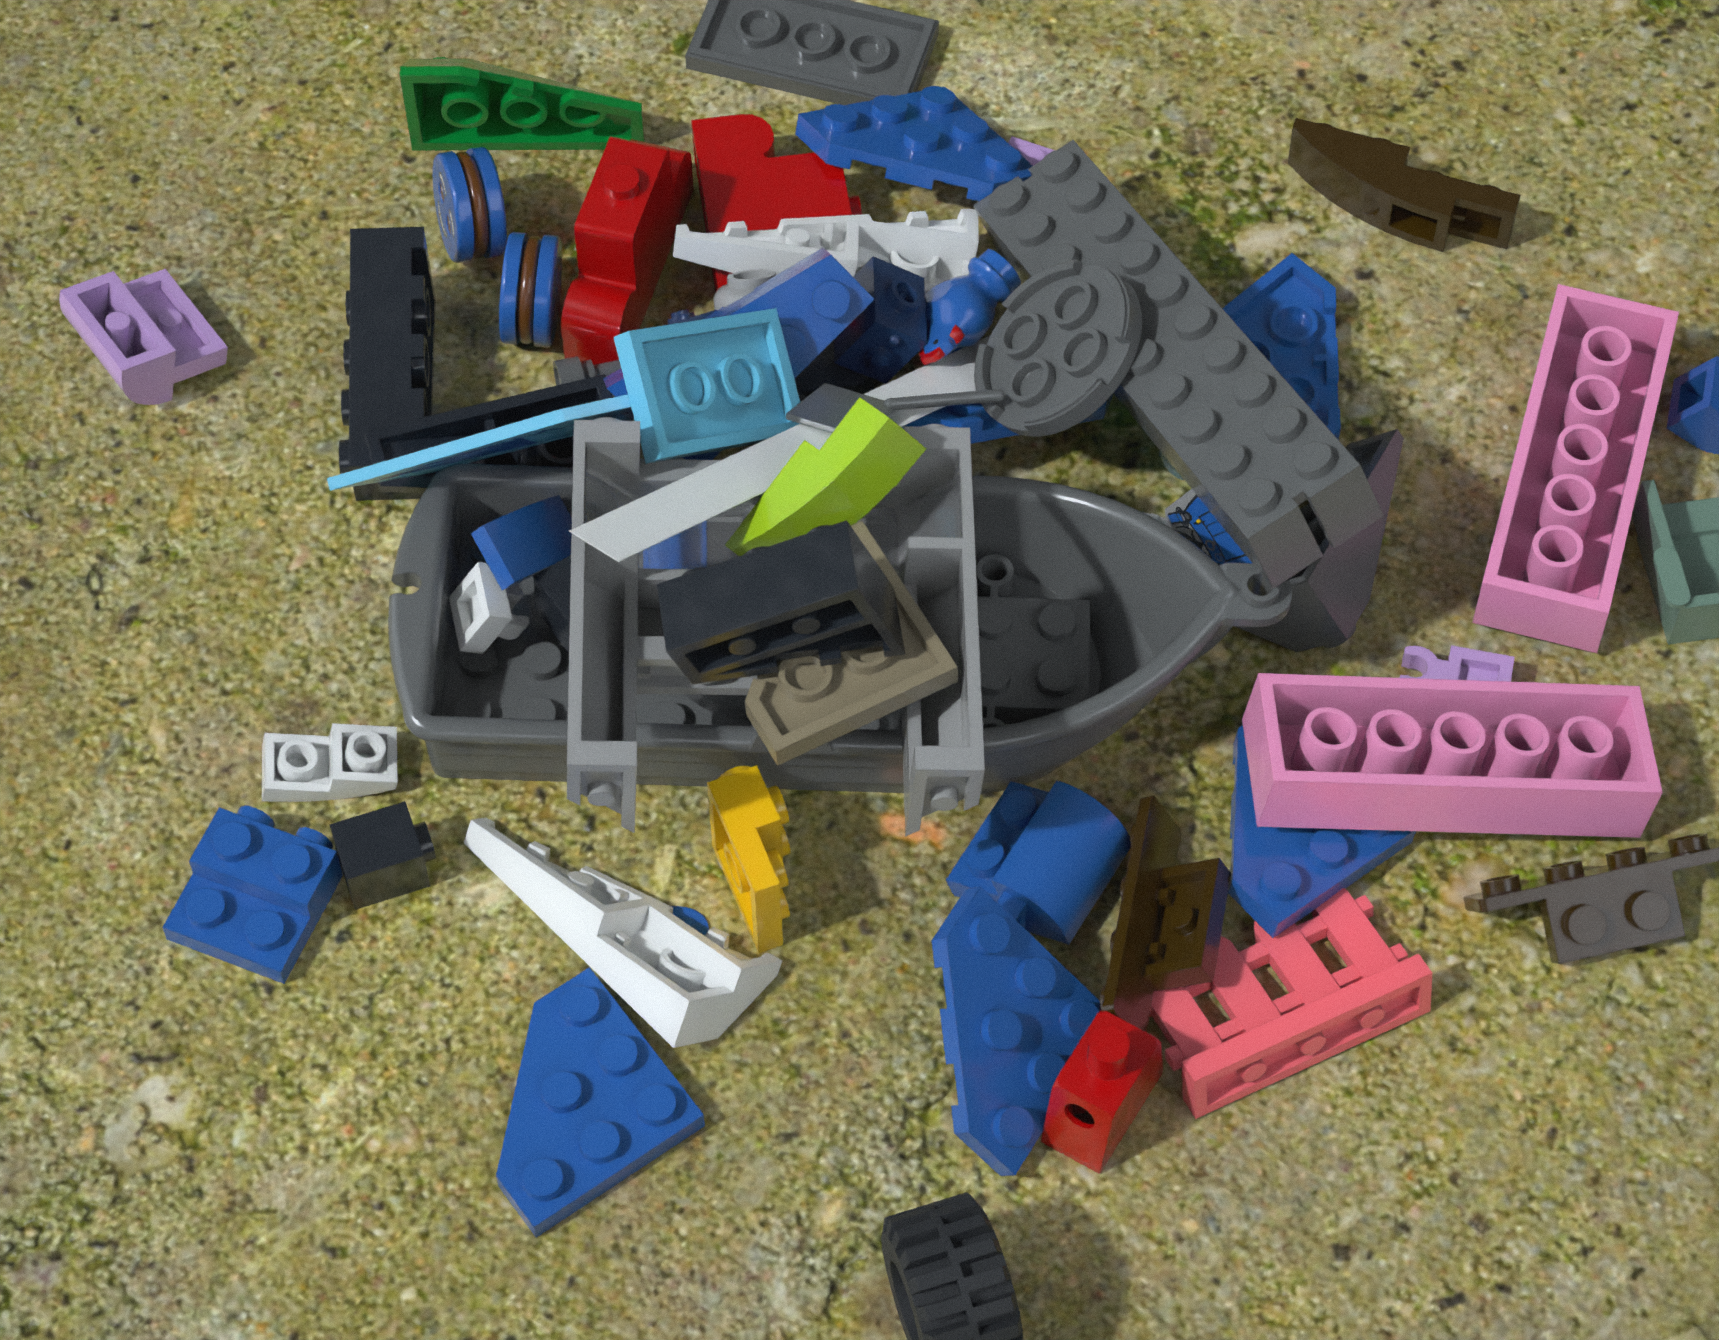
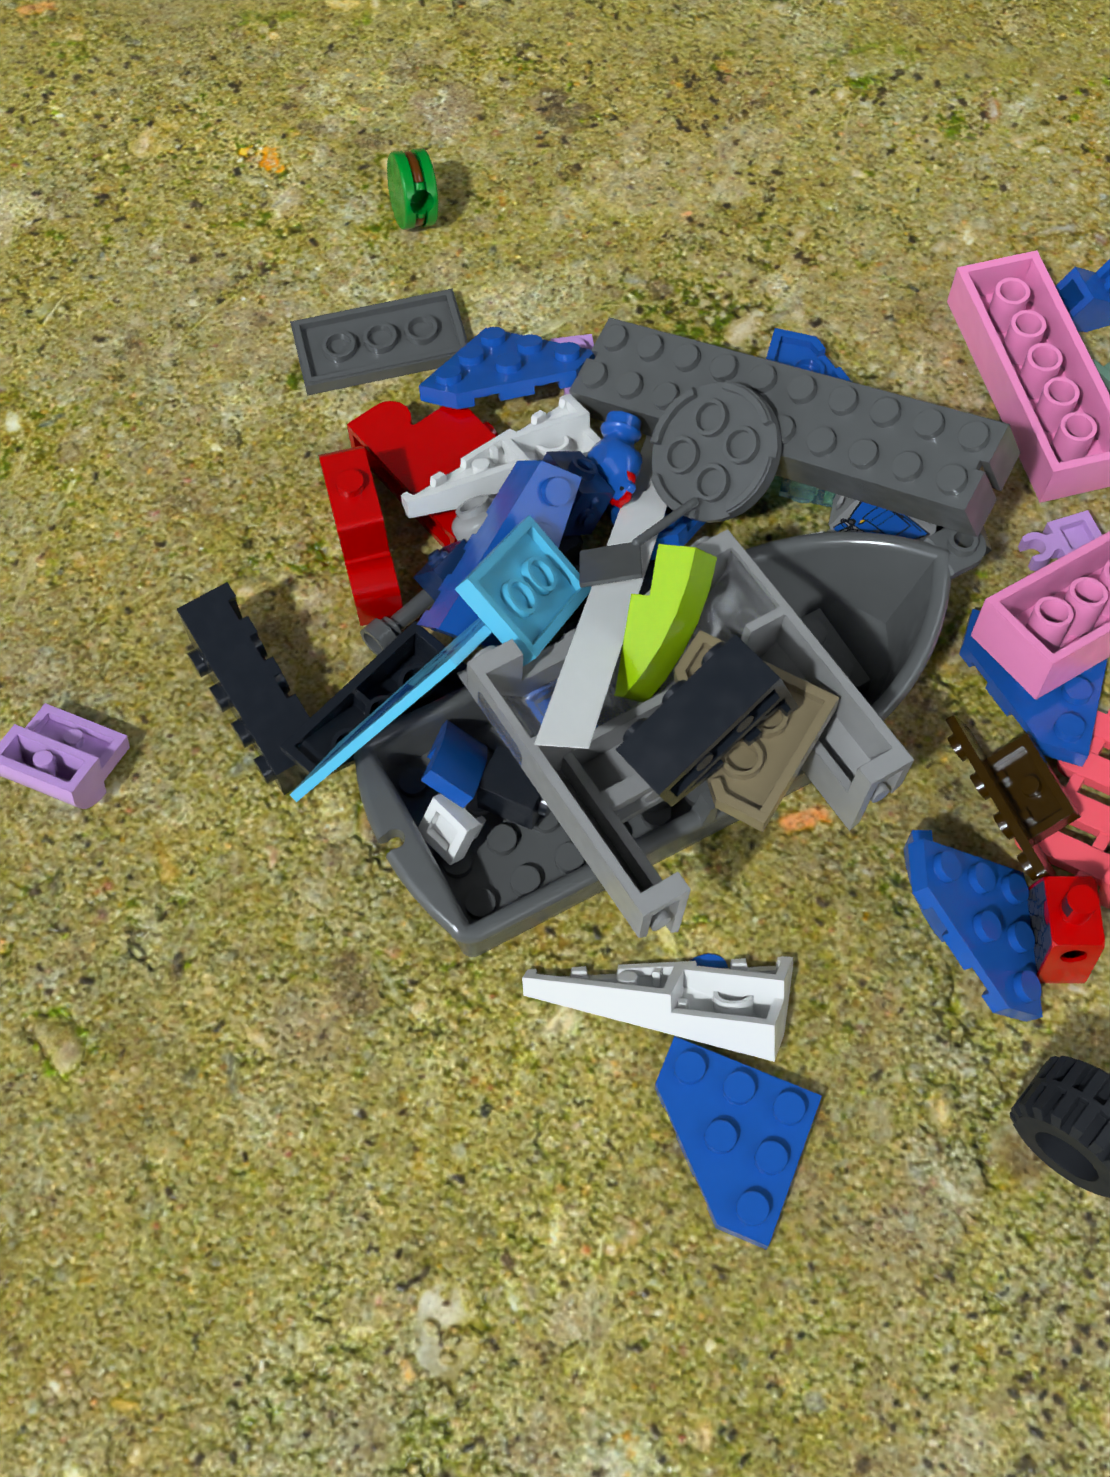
camera: 30 degrees left, 5 degrees up
(254, 892) = (407, 1117): blue plate -> none
(331, 767) = (396, 993): white slope -> none
(383, 854) = (481, 1037): black brick -> none
(469, 204) = (234, 552): blue head -> none
(497, 108) = (205, 479): green wedge -> none
(530, 289) = (316, 589): blue head -> none
(751, 848) = (726, 894): yellow plate -> none
(1046, 851) = (921, 803): blue brick -> none
(1378, 187) = (795, 264): dark brown slope -> none

